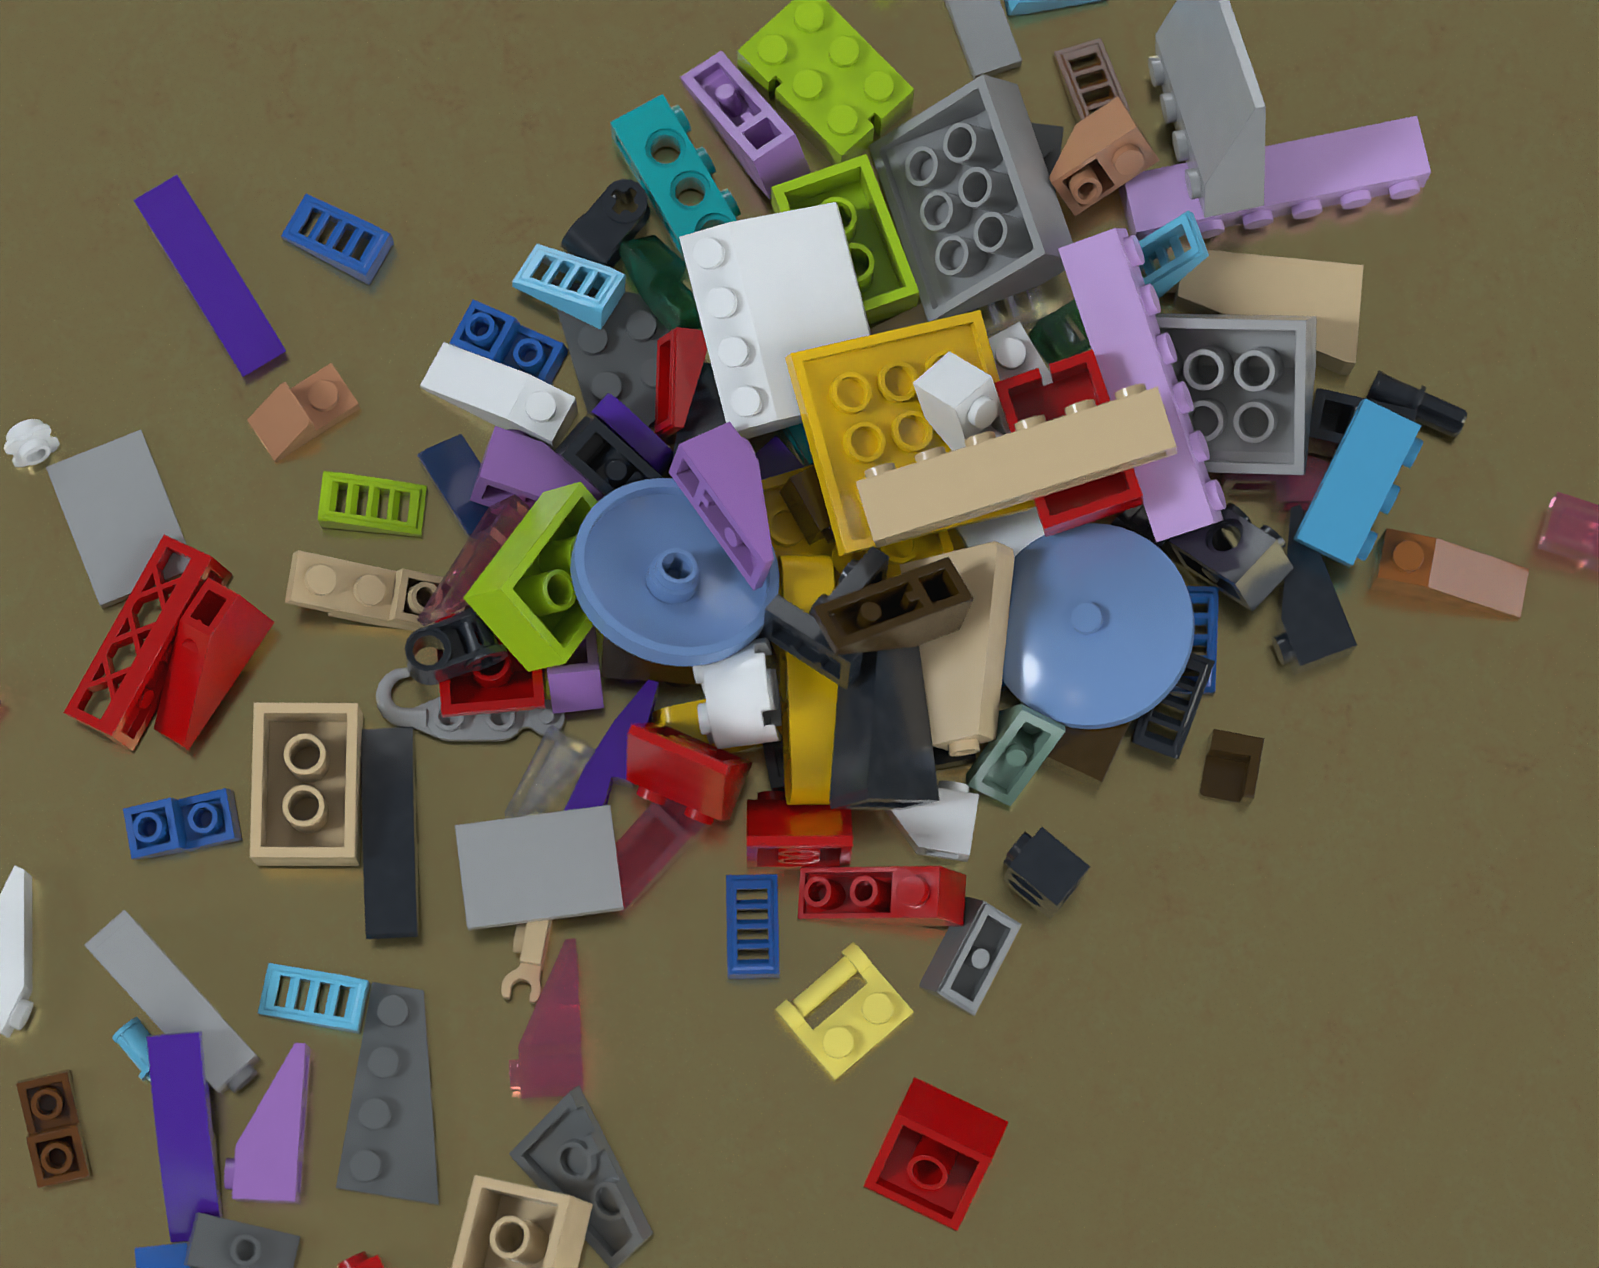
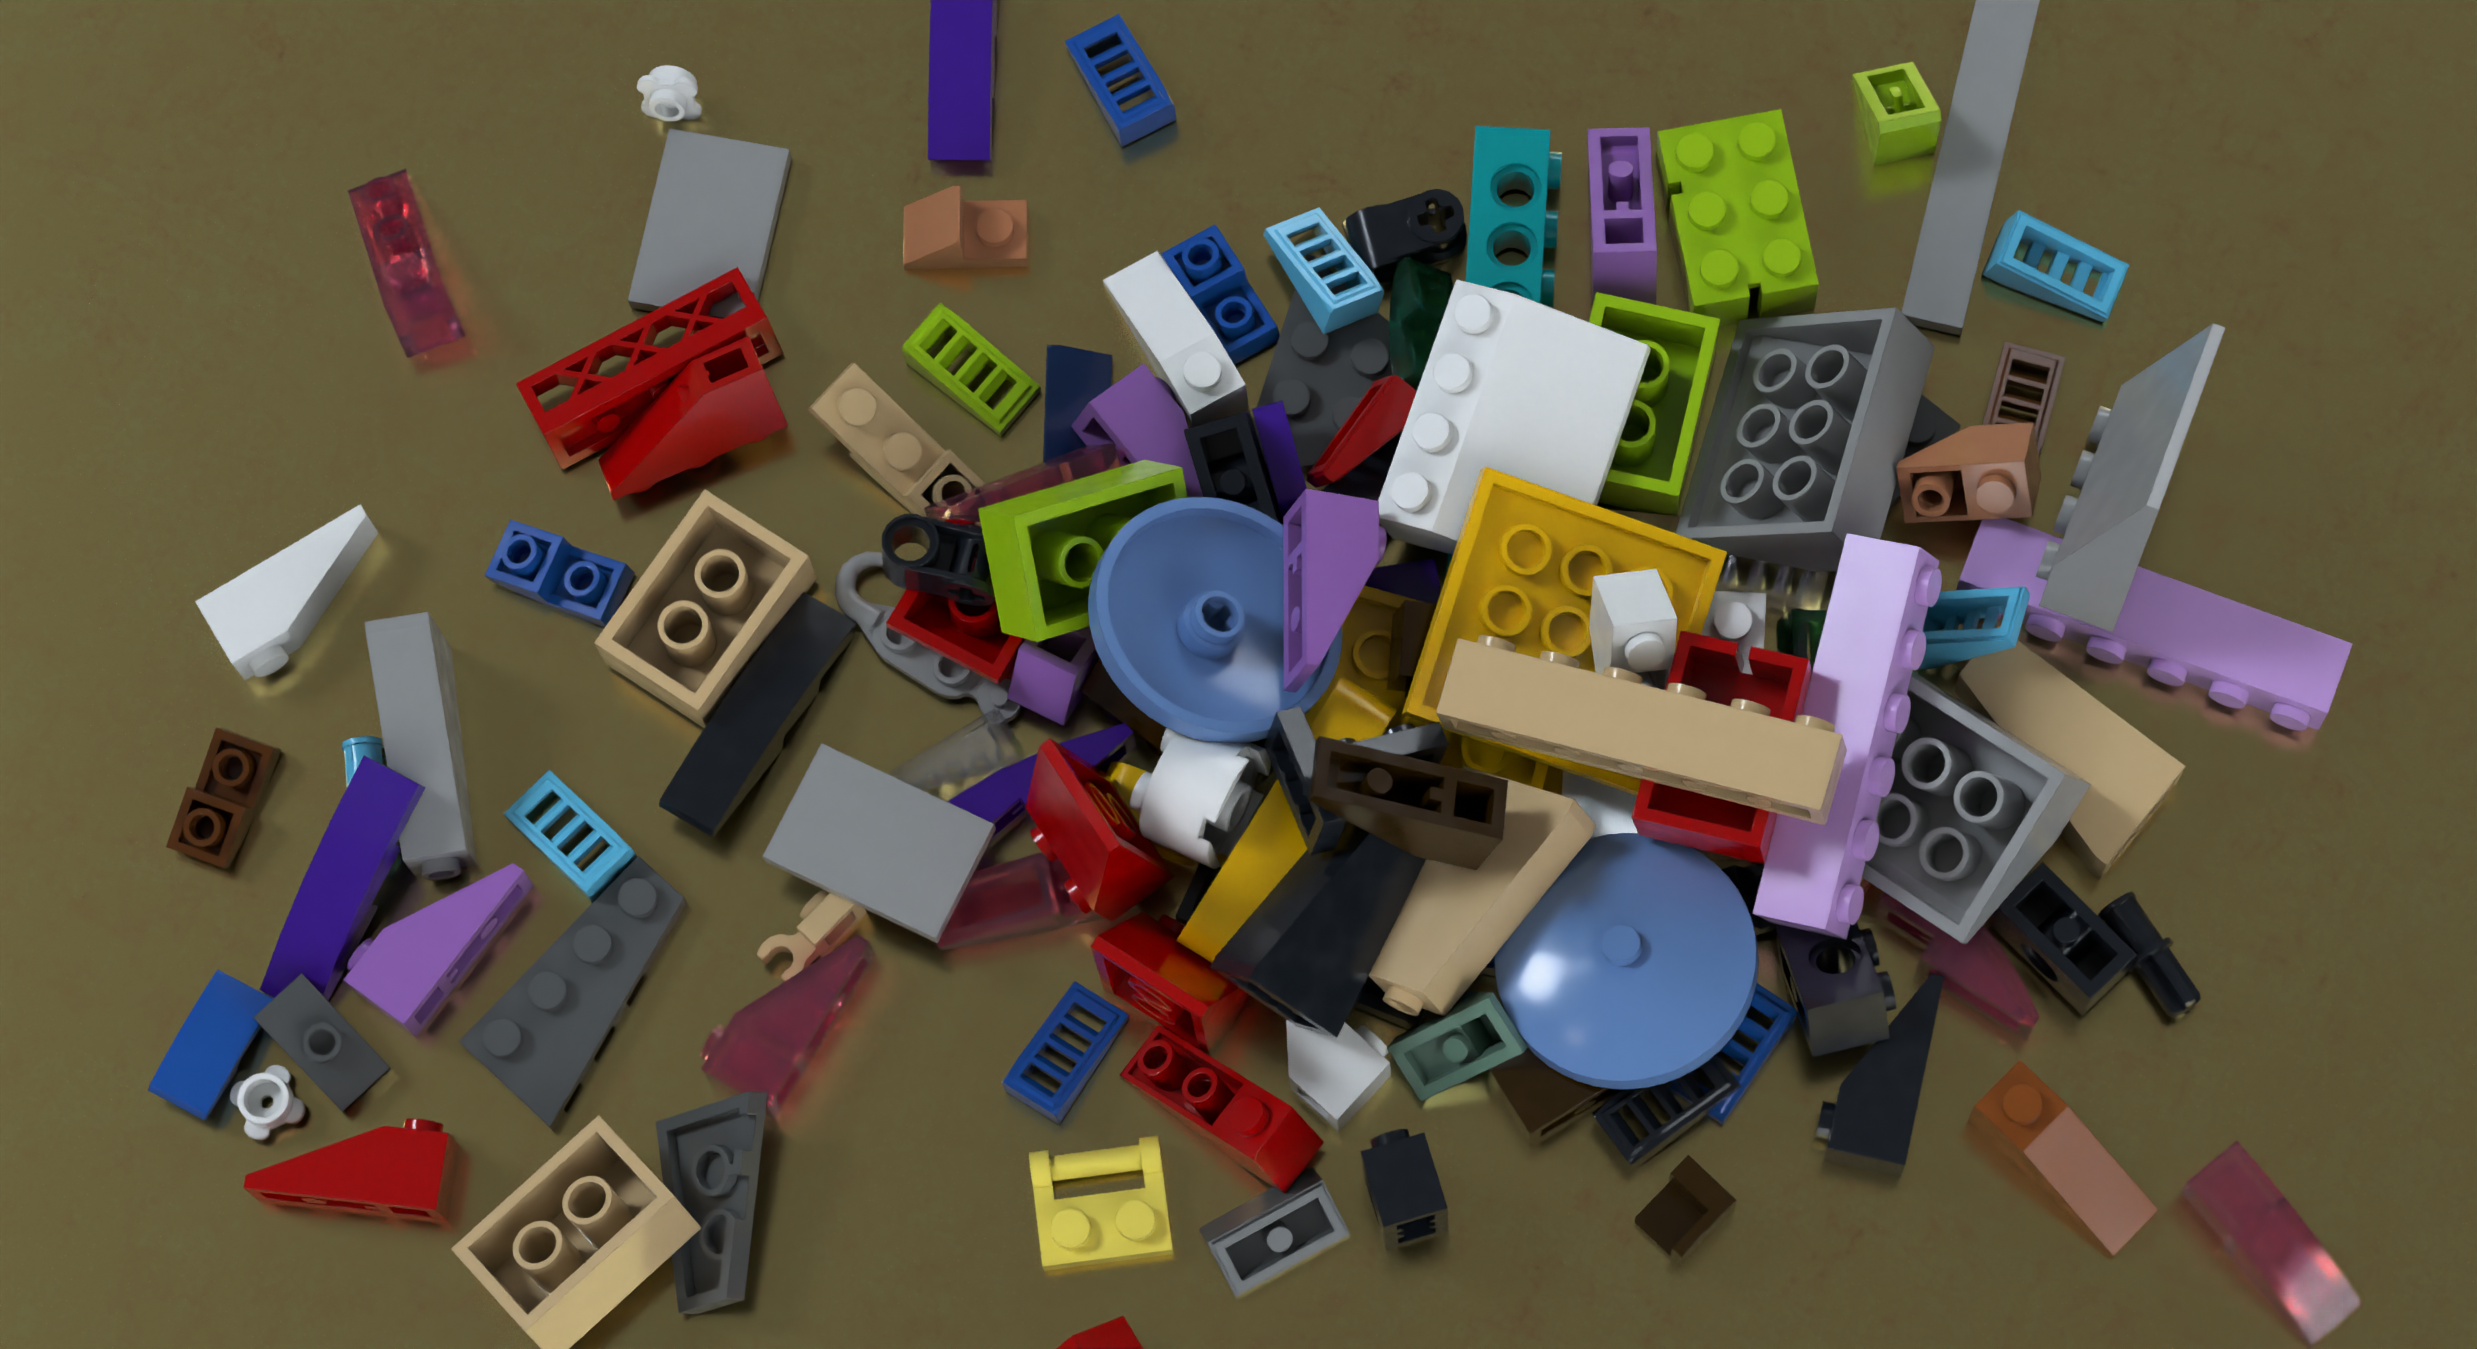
camera: 45 degrees right, 5 degrees down
(1359, 483) = (2016, 990): dark azure brick -> none

